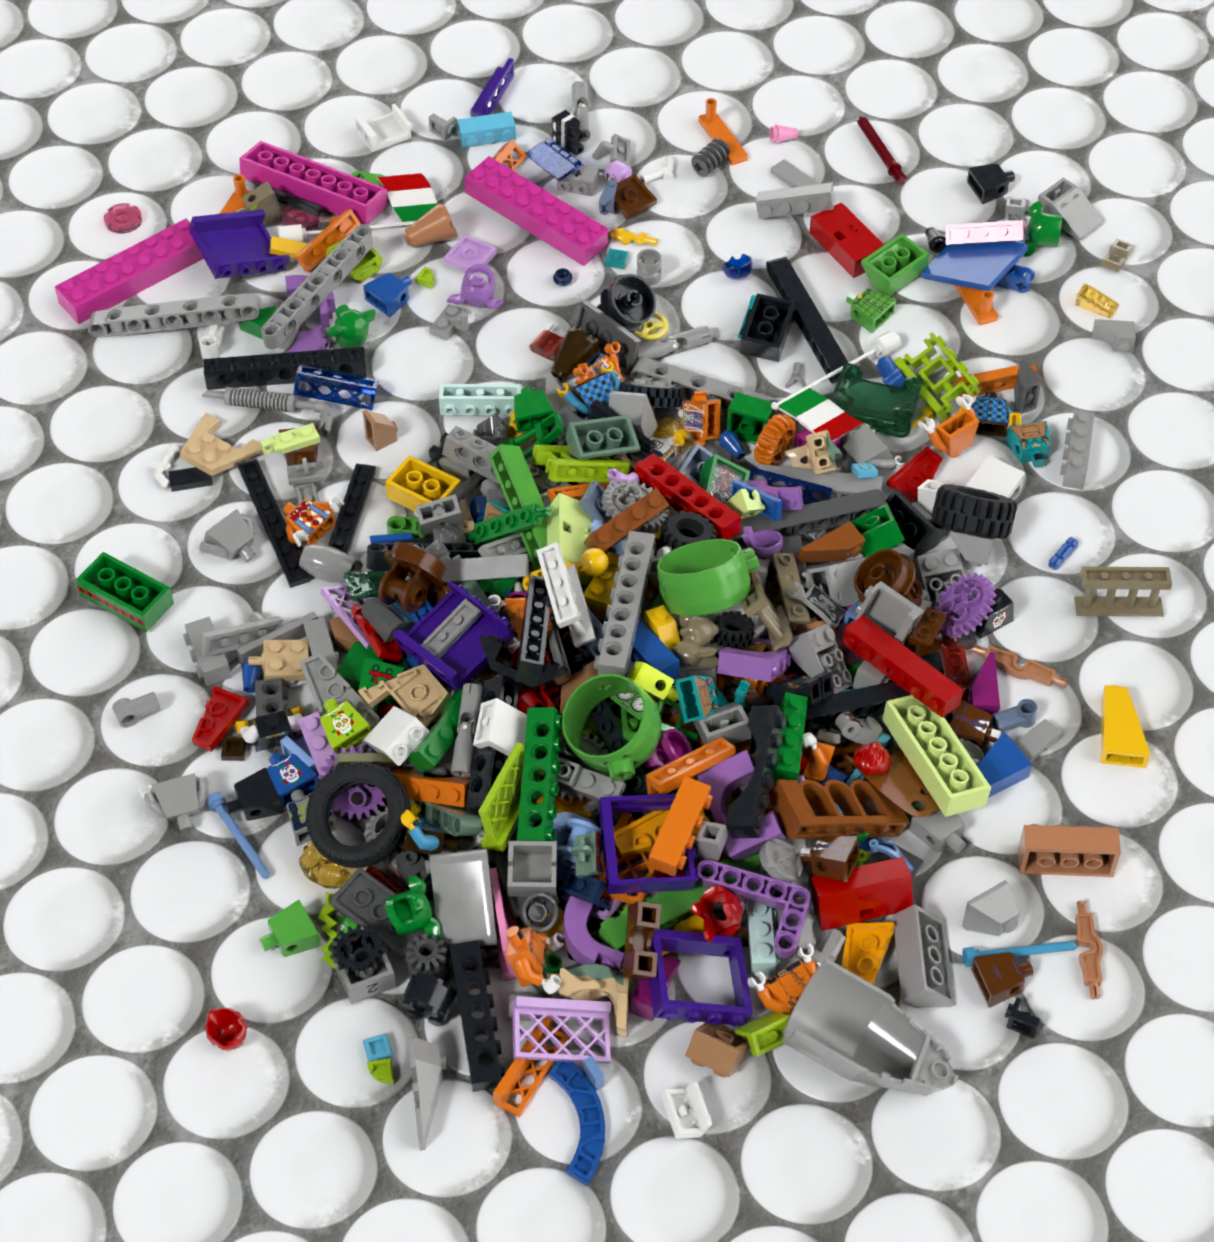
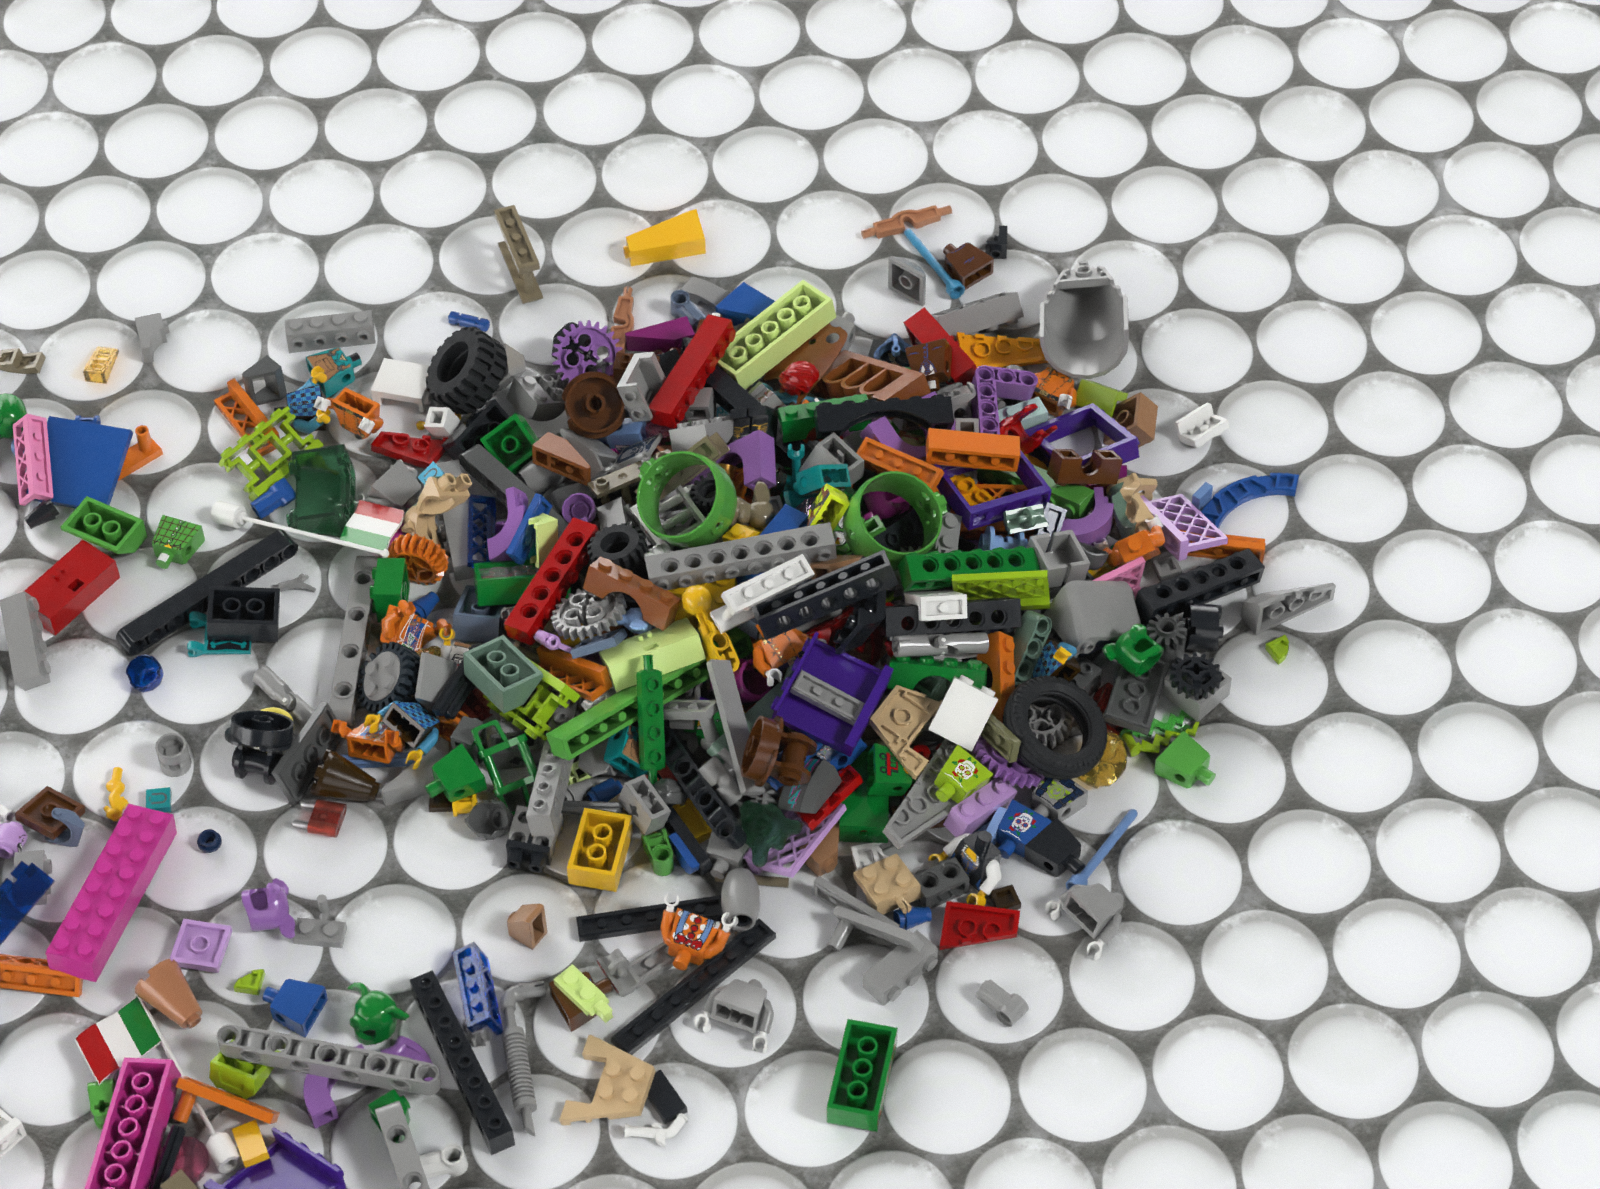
camera: 110 degrees left, 0 degrees up
(226, 1028) = (1311, 767): red hair -> none
(319, 640) = (856, 857): light grey tile -> none
(378, 1048) = (1260, 659): medium azure tile -> none
(477, 399) = (446, 843): light aqua brick -> none
(1069, 850) = (823, 240): nougat brick -> none

